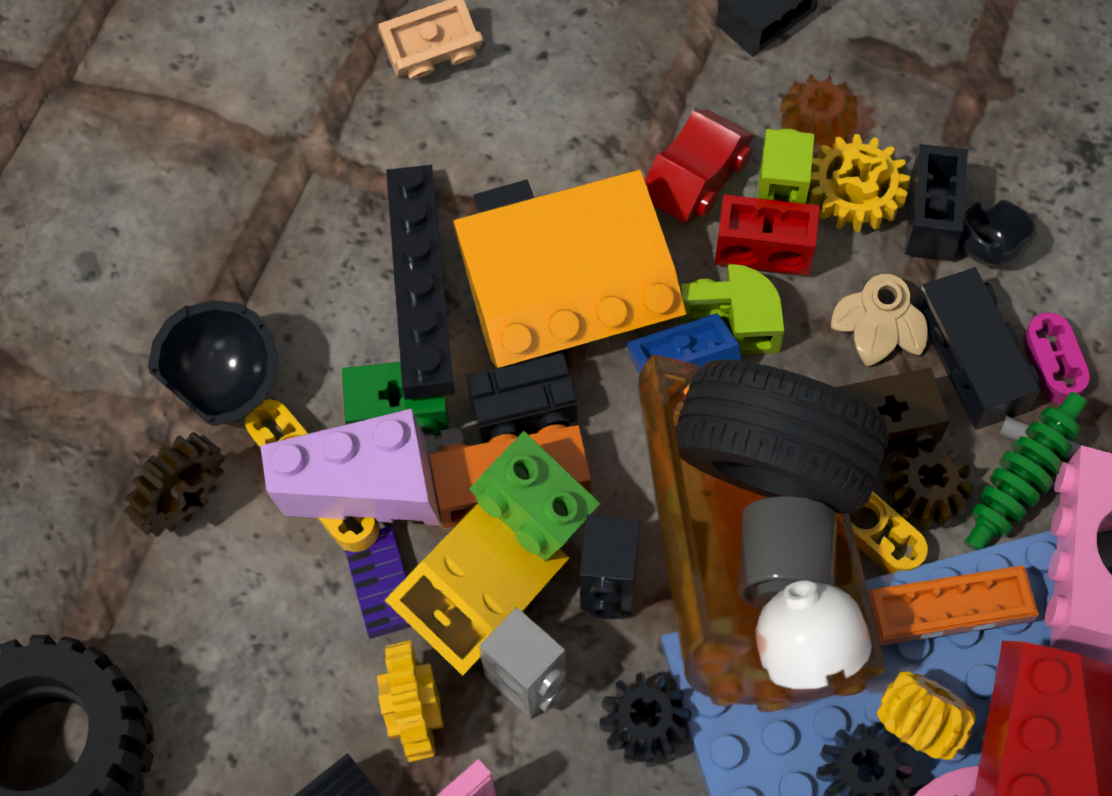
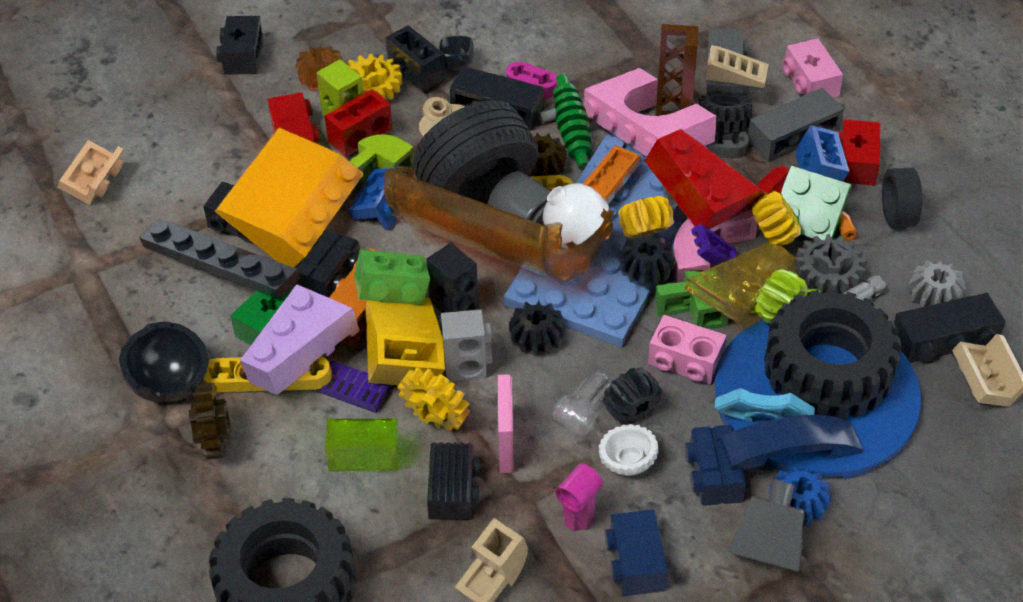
camera: 50 degrees left, 15 degrees down
(293, 672) = (362, 444): none -> clear neon green brick

